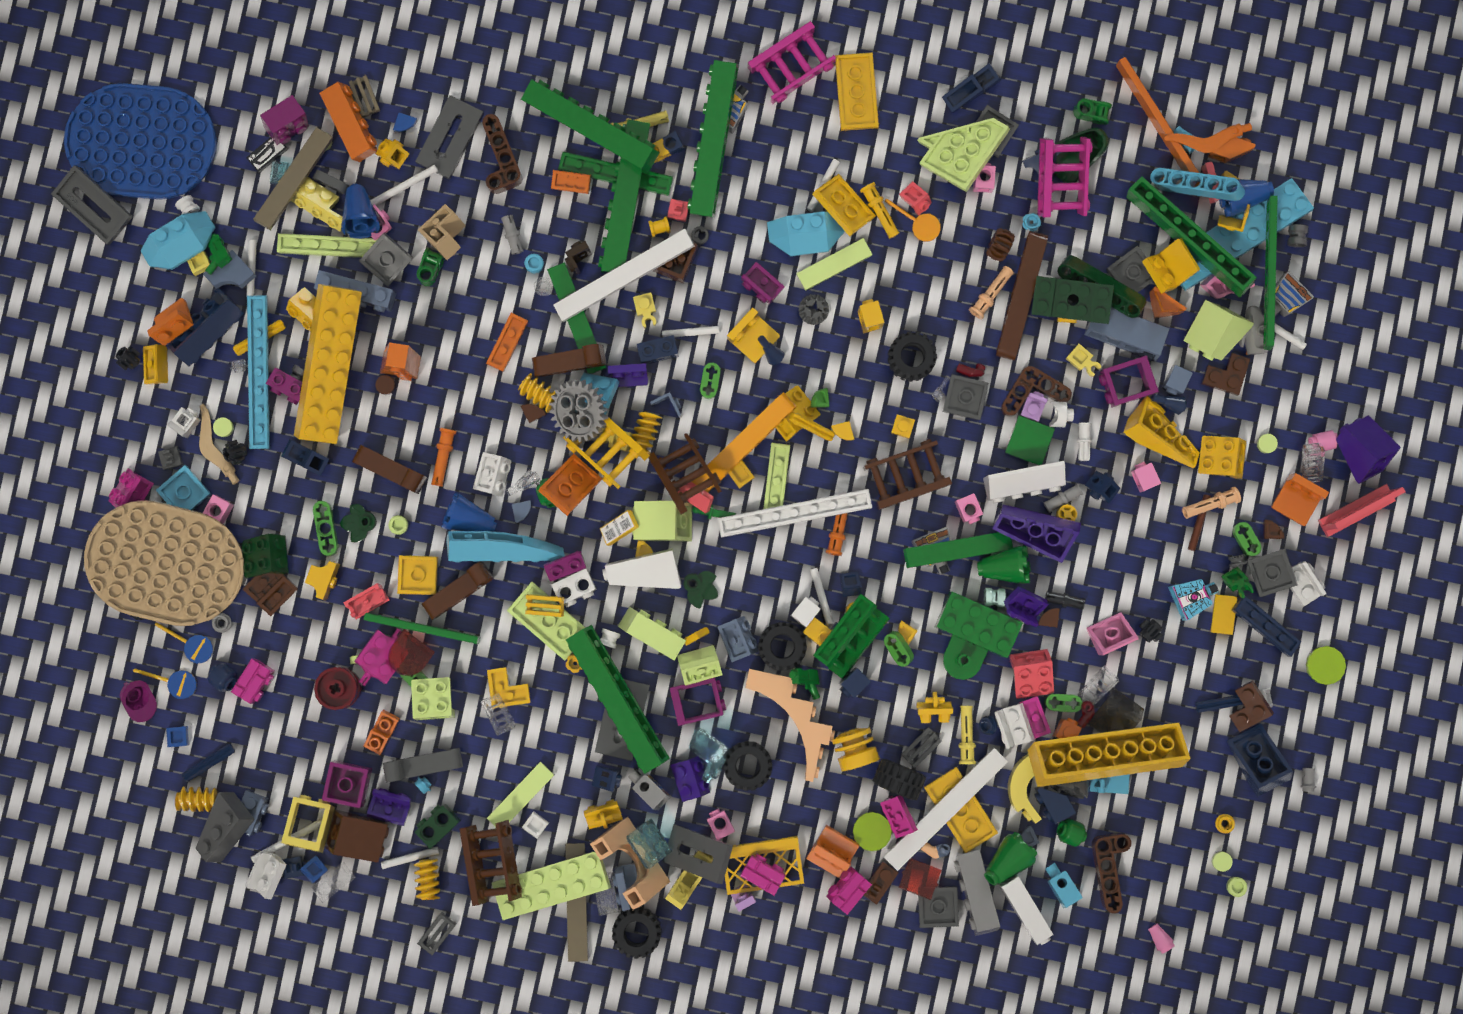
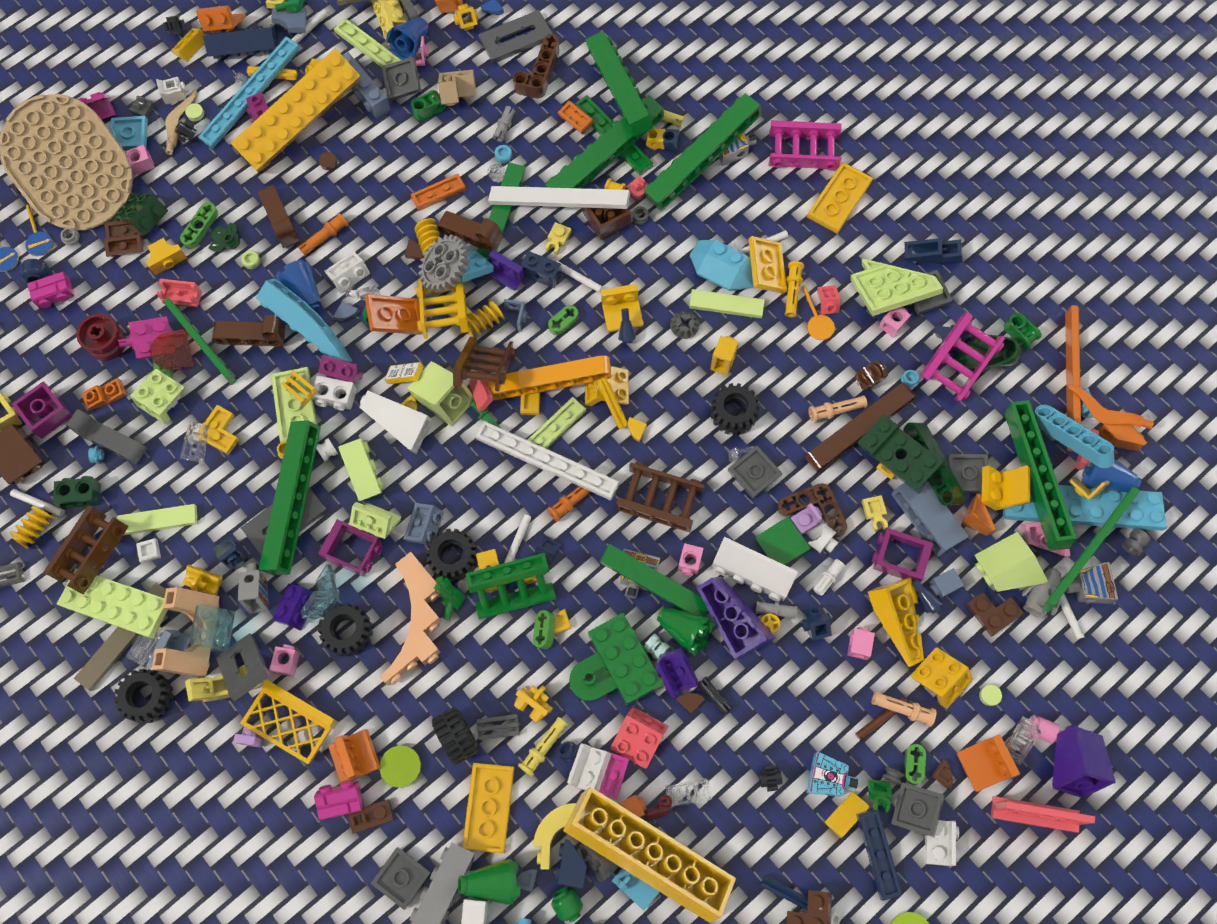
camera: 40 degrees right, 15 degrees down
(305, 457) = (227, 164): dark blue brick -> none
(389, 806) = (57, 451): dark purple bracket -> none
(400, 361) = (347, 142): orange wedge -> none
(404, 185) = (457, 44): white bar -> none
(417, 575) = (232, 302): yellow tile -> none
(577, 253) = (536, 163): dark brown bracket -> none
(696, 635) = (394, 498): yellow tile -> none
(703, 590) = (428, 468): dark green plate -> none
(762, 283) = (660, 278): magenta bracket -> none
(763, 874) = (280, 727): dark pink brick -> none
(806, 611) = (492, 538): white brick -> none
(820, 399) = (636, 392): bright green tile -> none
(854, 683) = (483, 627): dark blue brick -> none
(855, 749) = (440, 682): yellow wheel -> none
(898, 816) = (430, 768): dark pink bracket -> none
(902, 426) = (686, 459): yellow plate -> none
(920, 878) = (405, 839): clear red piece -> none
(936, 851) = (438, 827): arm -> none
(946, 808) = (474, 795): white tile -> none
(978, 371) = (775, 456): dark red arm -> none
(1063, 697) = (644, 787): bright green beam -> none
(1111, 634) = (733, 755): bright pink slope -> none
(1116, 713) = (687, 827): clear smoke bracket -> none

